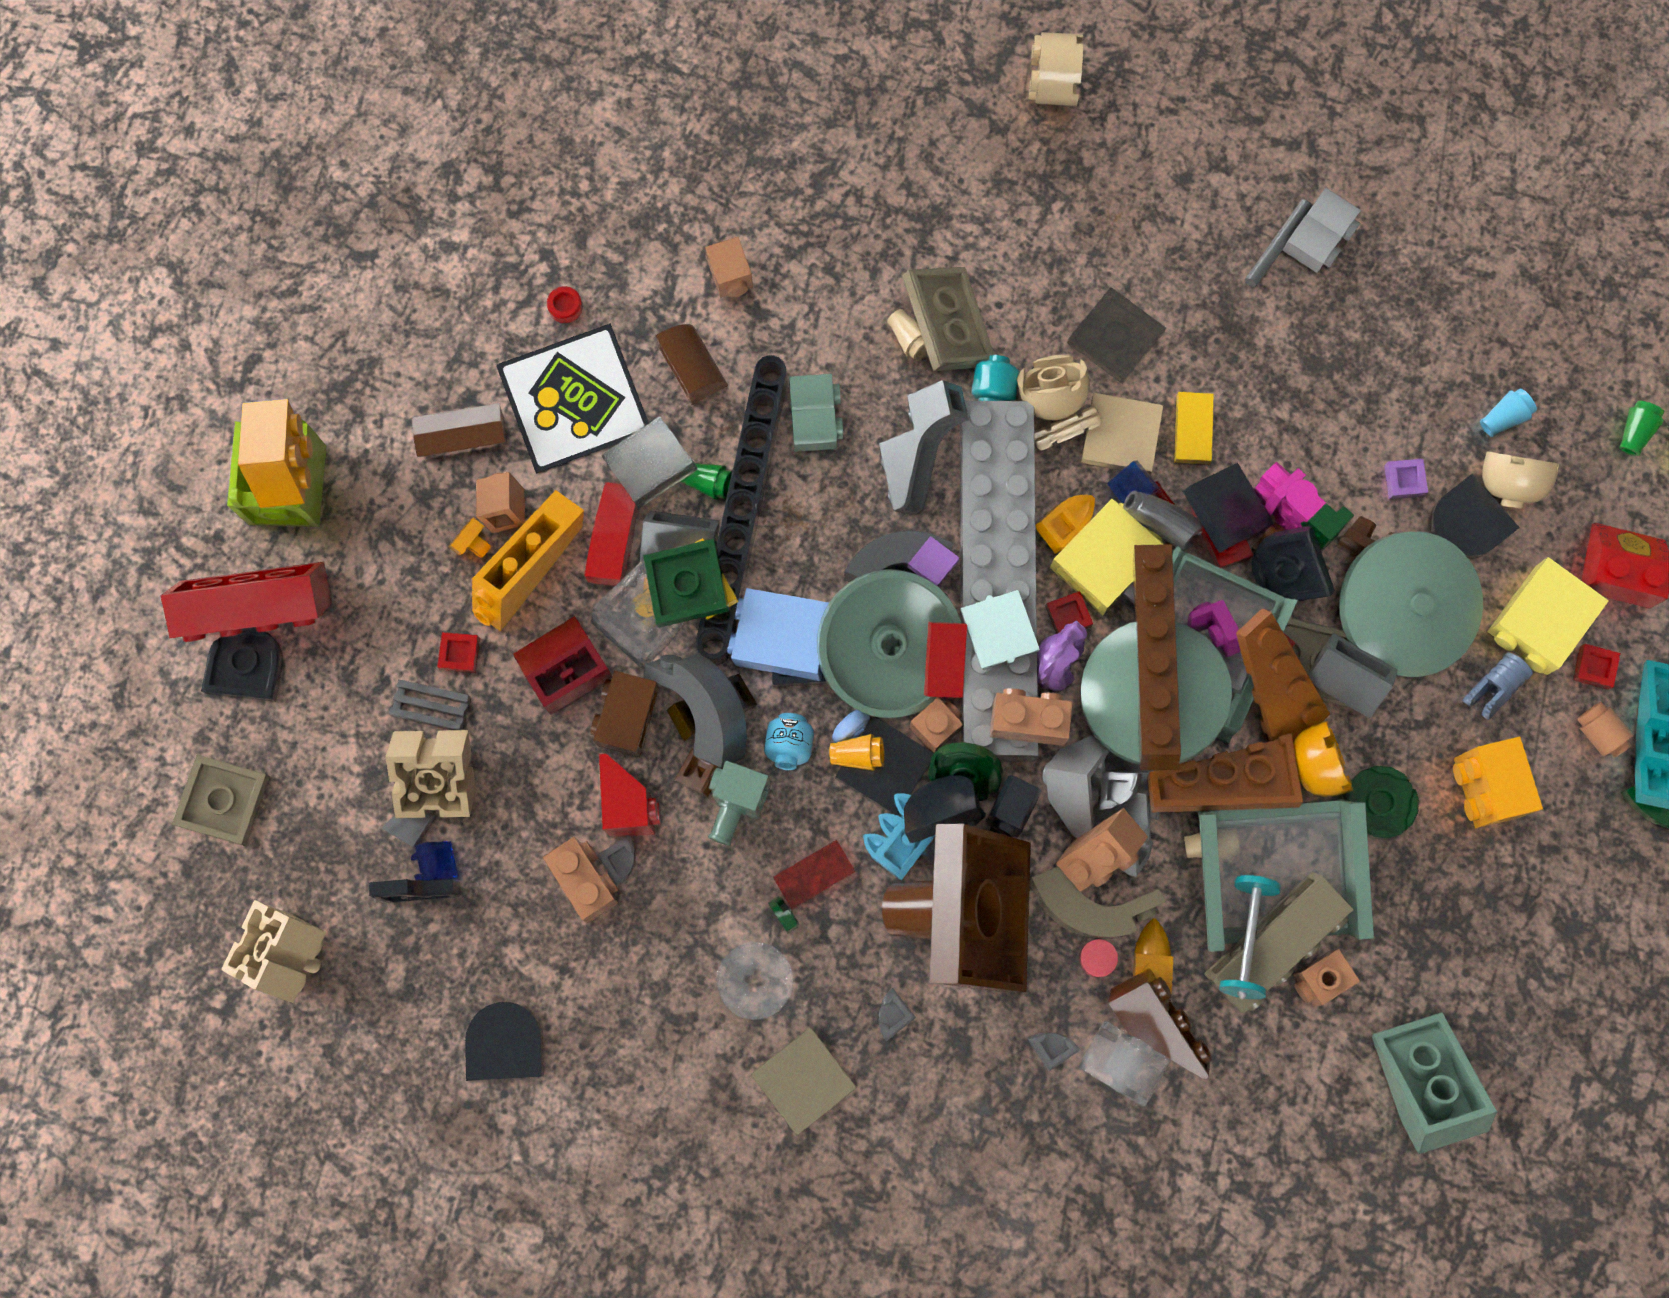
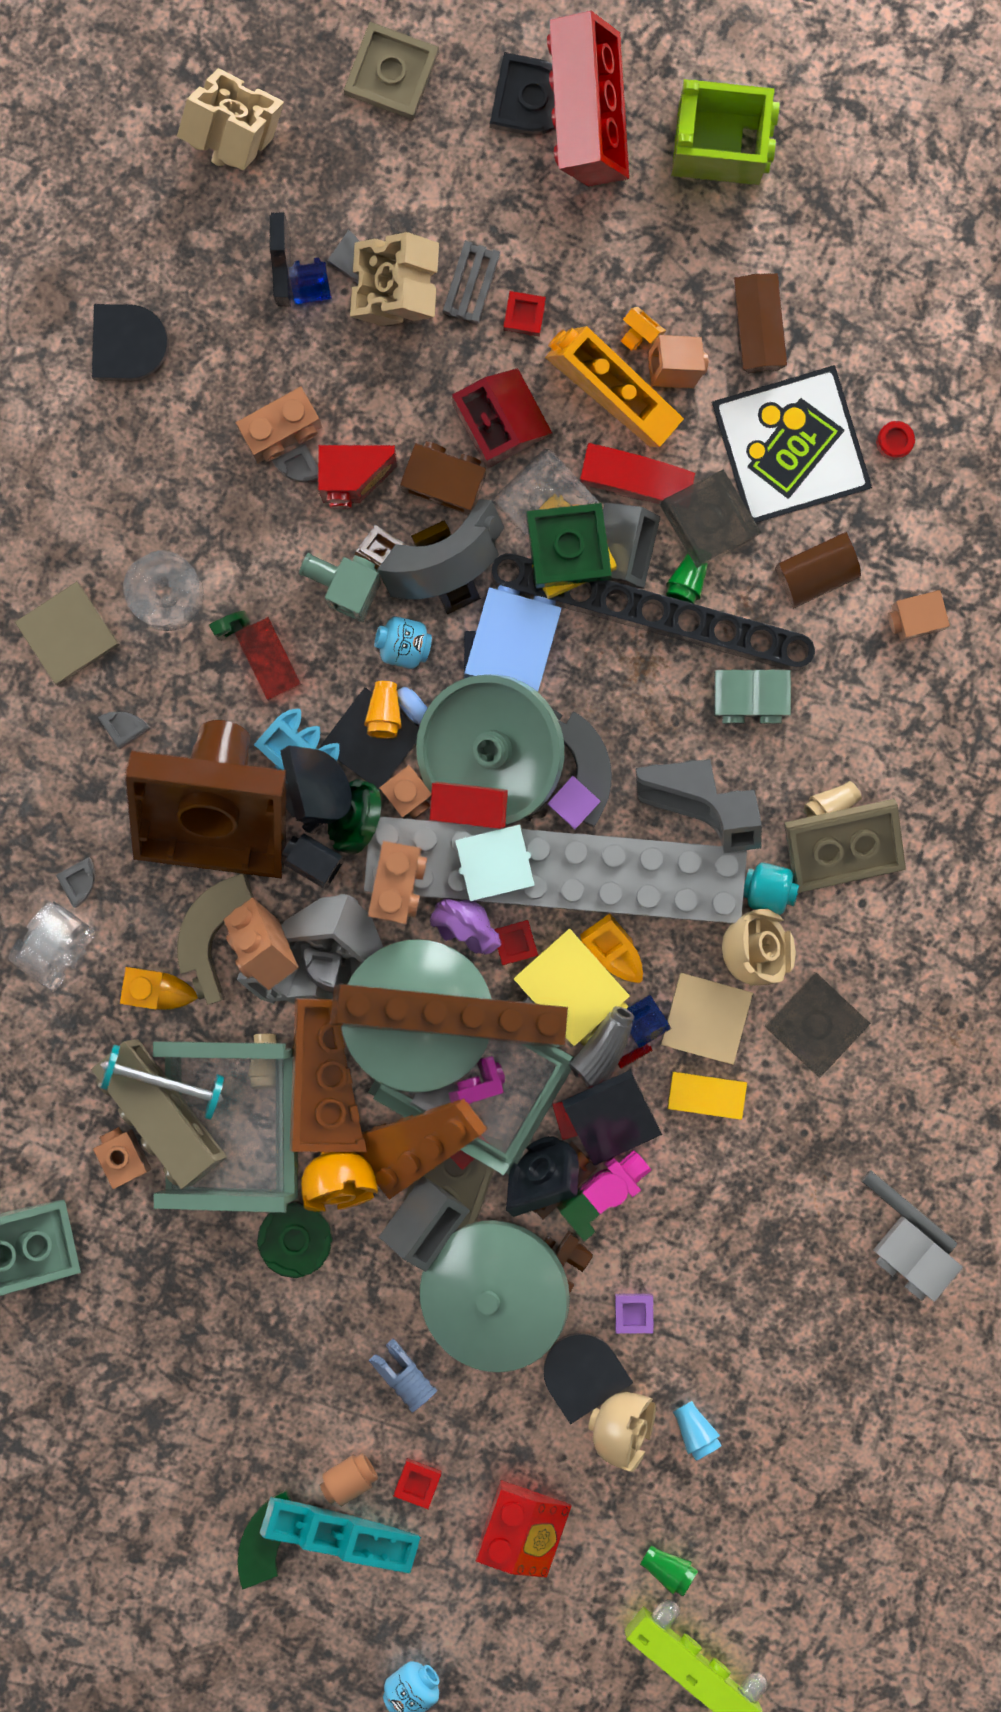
camera: 90 degrees right, 10 degrees up
(274, 453) = (724, 126): light orange brick -> none
(1067, 428) = (713, 959): tan axle -> none
(1098, 958) = (161, 935): coral tile -> none
(1150, 1016) = (94, 980): reddish brown slope -> none
(1496, 782) = (298, 1355): light orange brick -> none
(1547, 617) = (471, 1437): light yellow brick -> none

